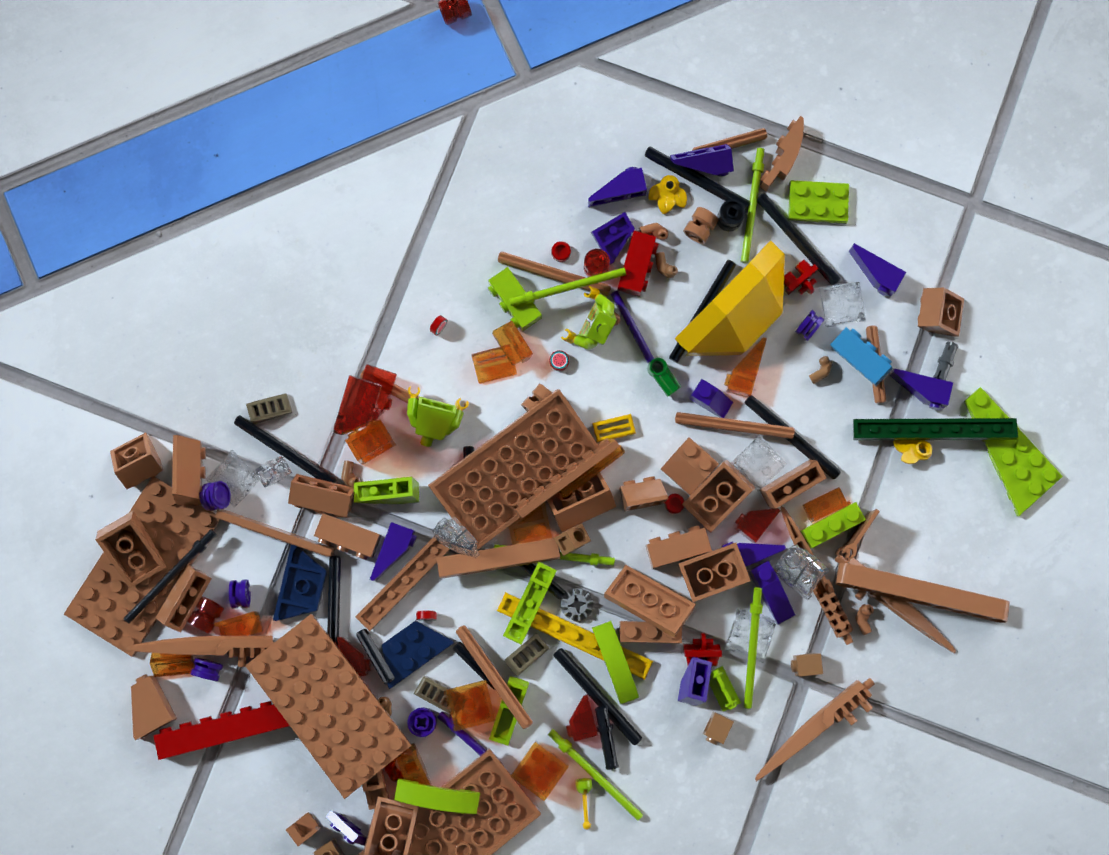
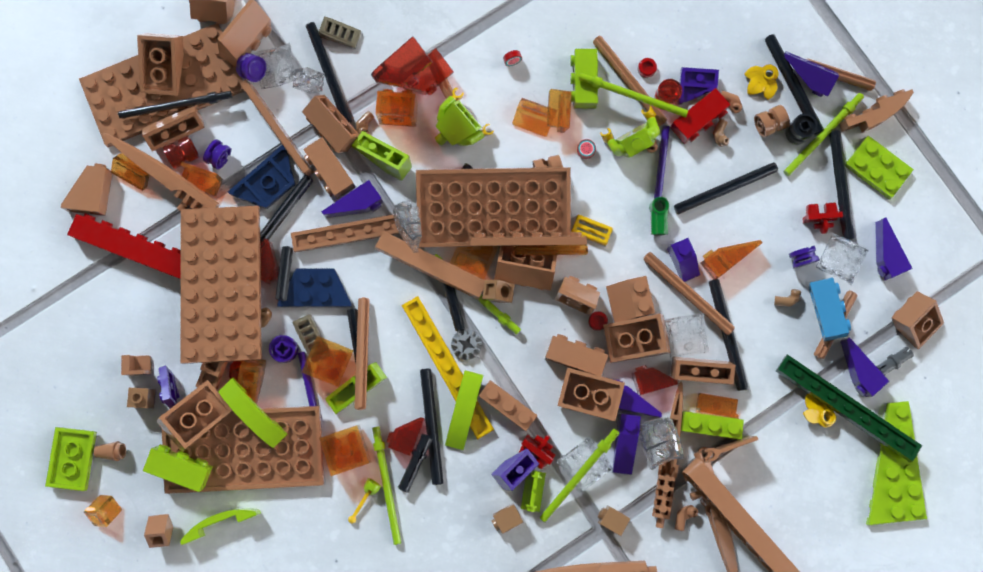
camera: 35 degrees right, 0 degrees up
(206, 669) = (152, 193): dark purple wheel -> none
(426, 615) = (345, 270): red tile -> none
(513, 666) = (383, 355): dark tan slope -> none
(529, 603) = (430, 316): lime slope -> none
(624, 186) = (732, 50): dark purple slope -> none
(649, 601) = (524, 381): nougat plate -> none
(740, 310) = (756, 204): yellow panel -> none

